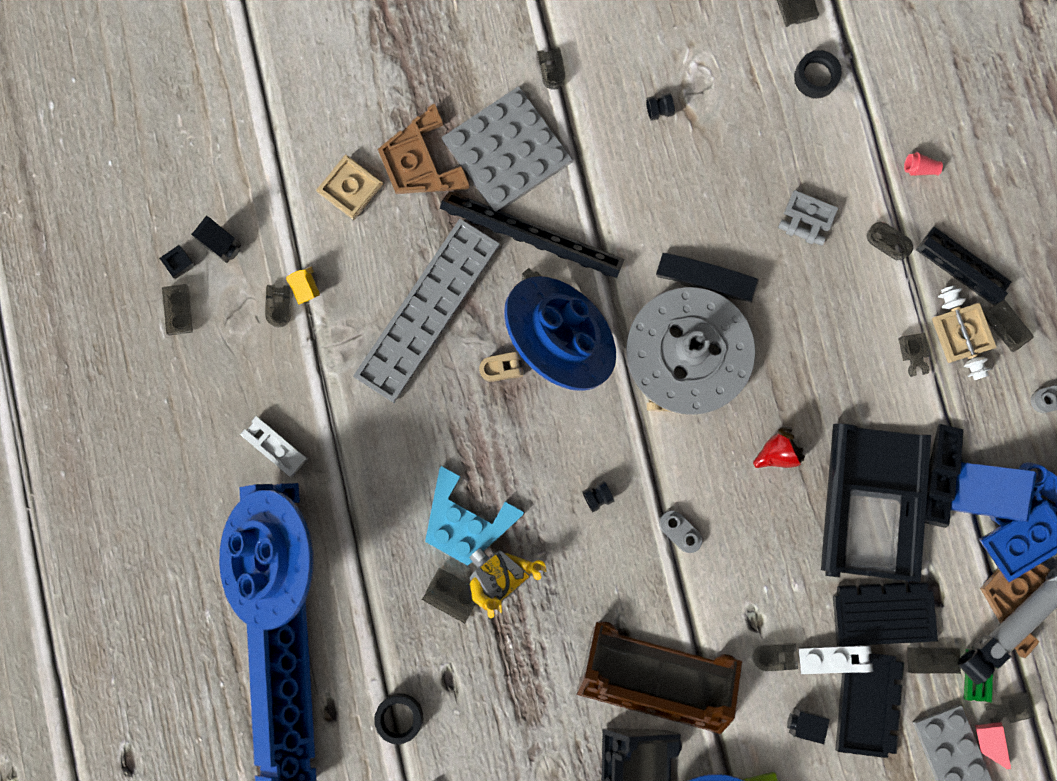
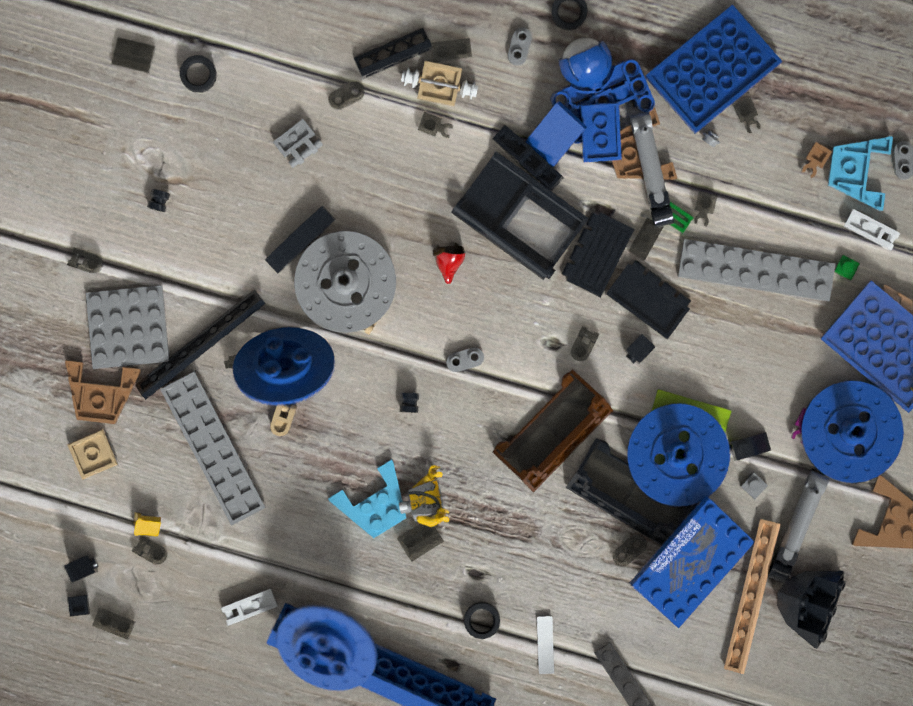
camera: 60 degrees left, 5 degrees up
(834, 659) = (607, 306): white plate -> none
(919, 164) = (306, 39): coral cone -> none
(993, 743) = (720, 232): coral tile -> none

